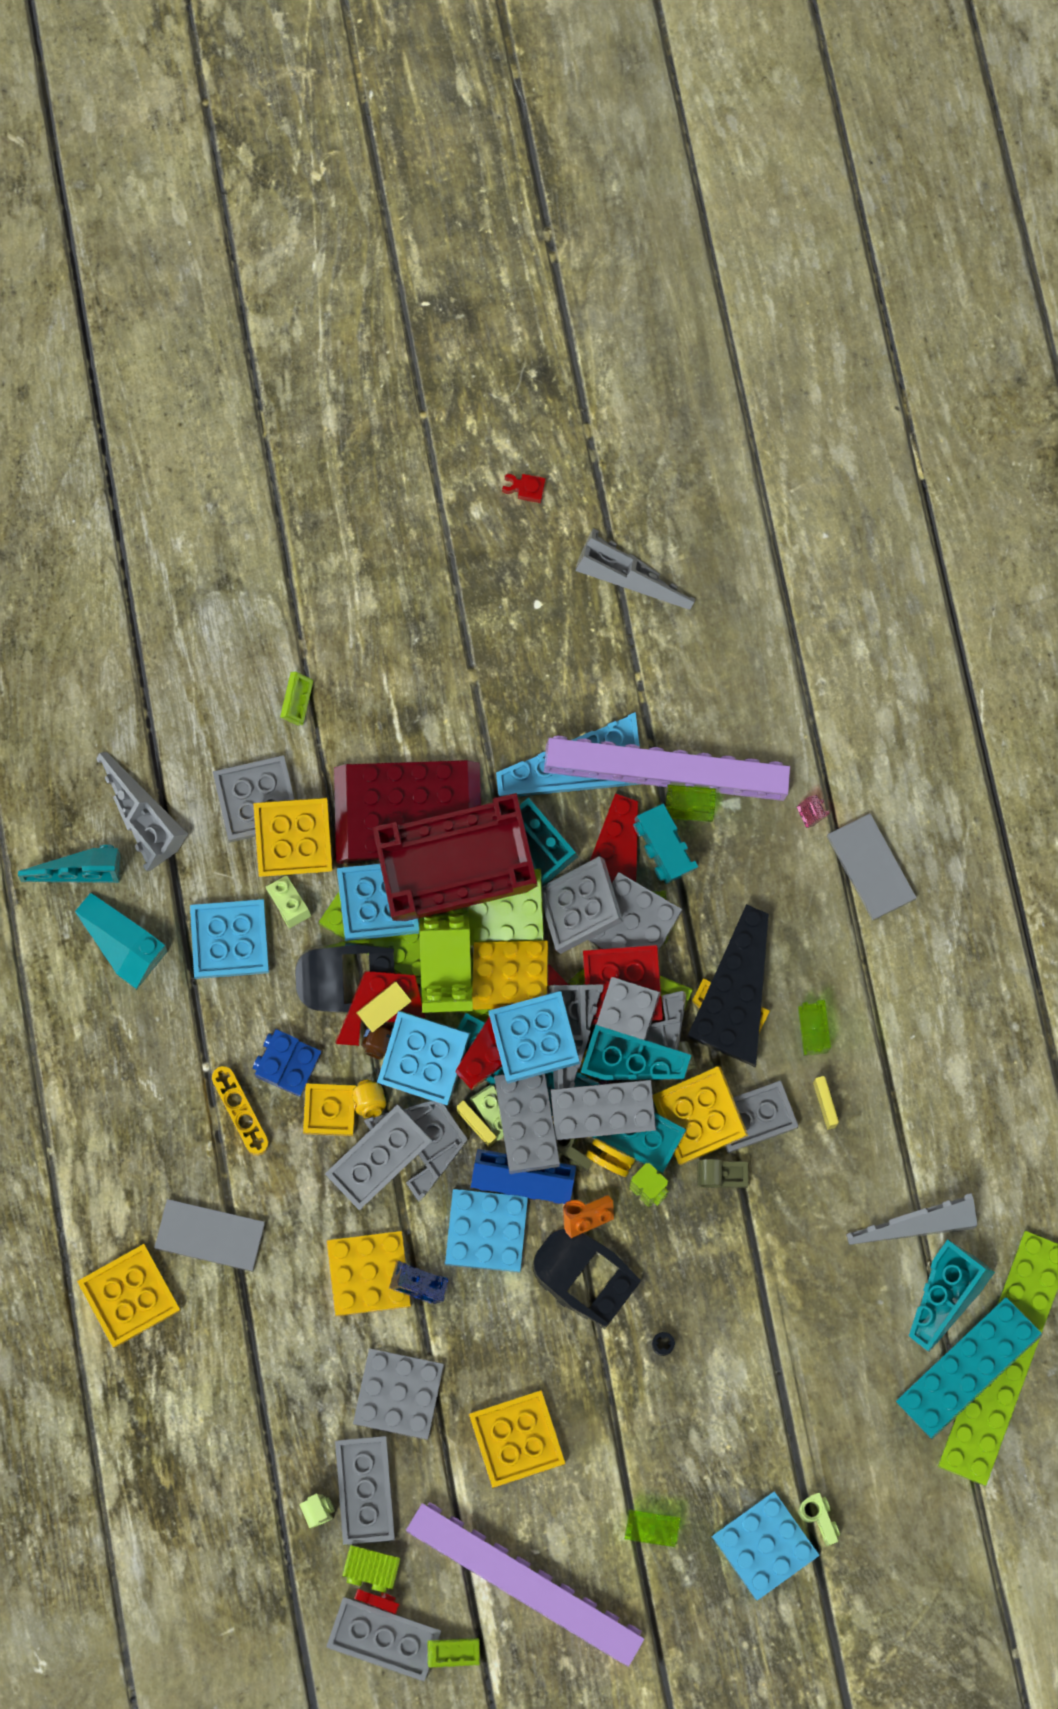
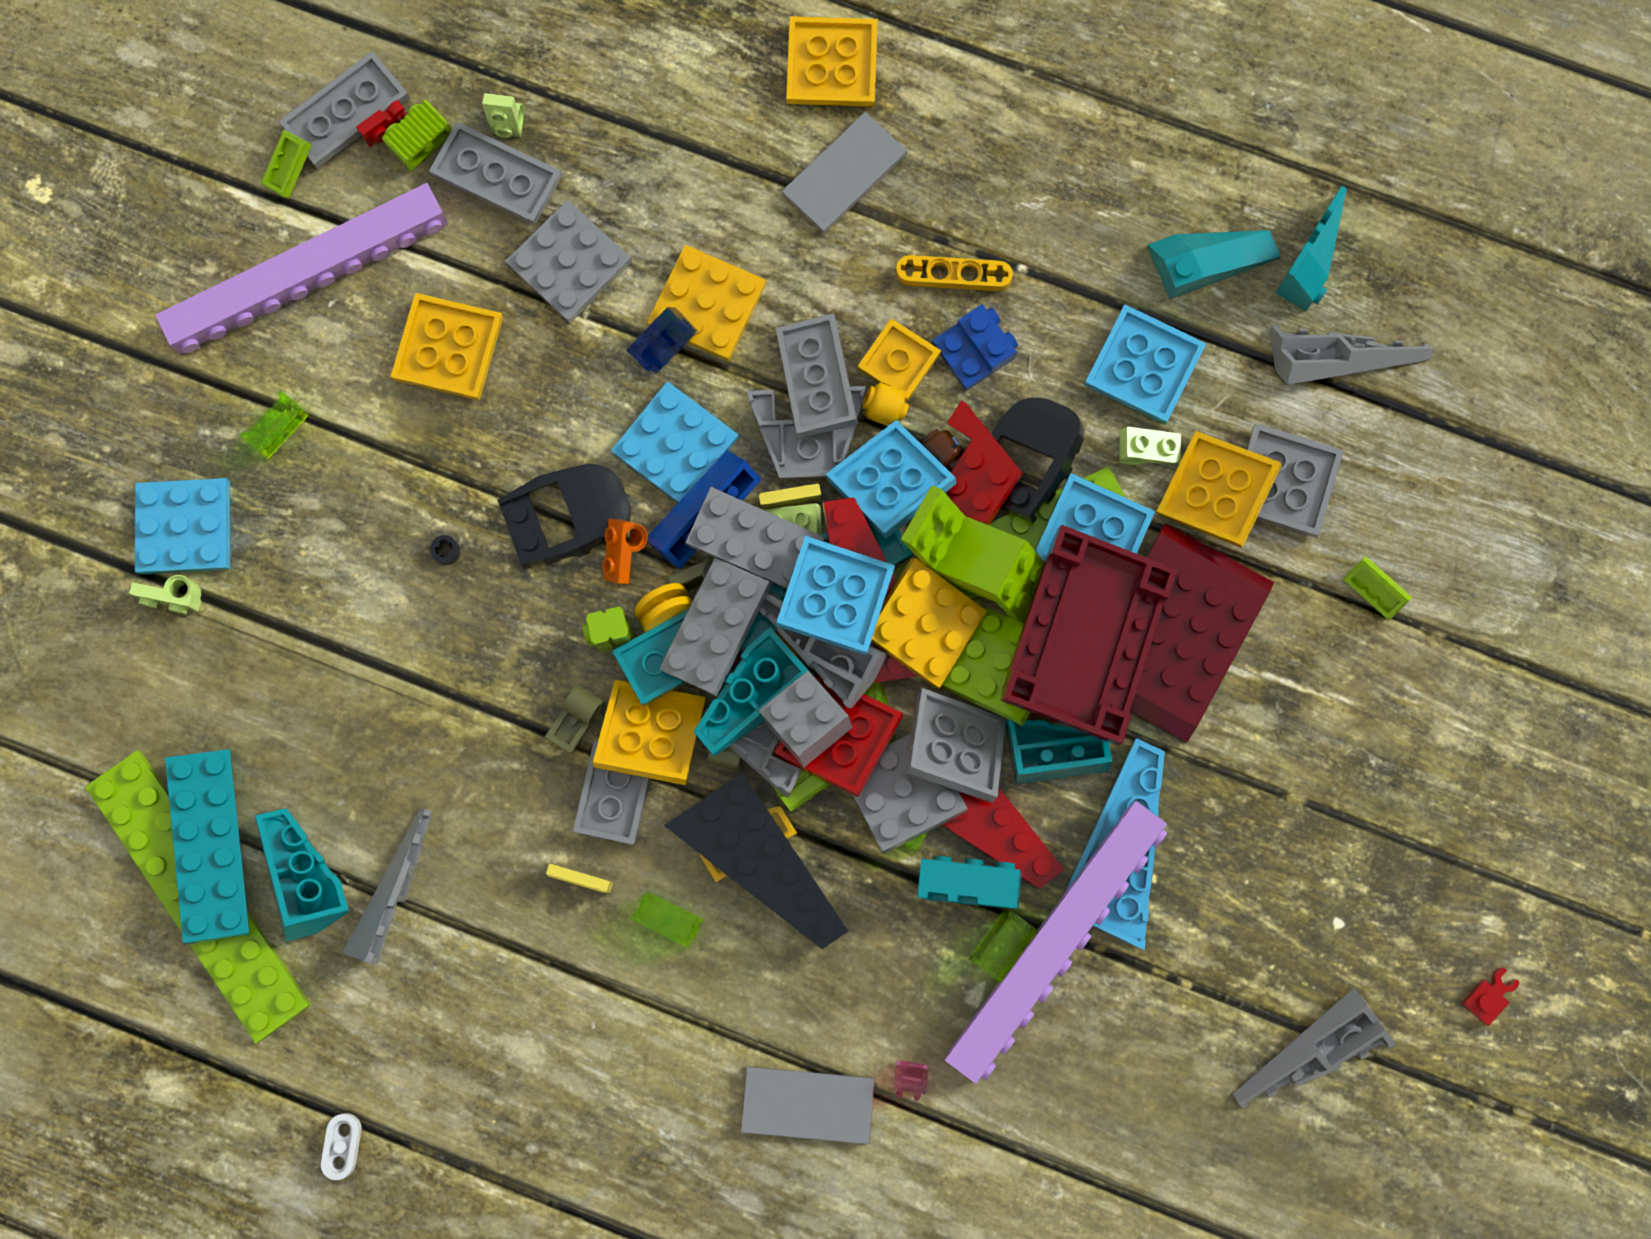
camera: 130 degrees right, 5 degrees up
(383, 1006) = (970, 467): light yellow tile -> none

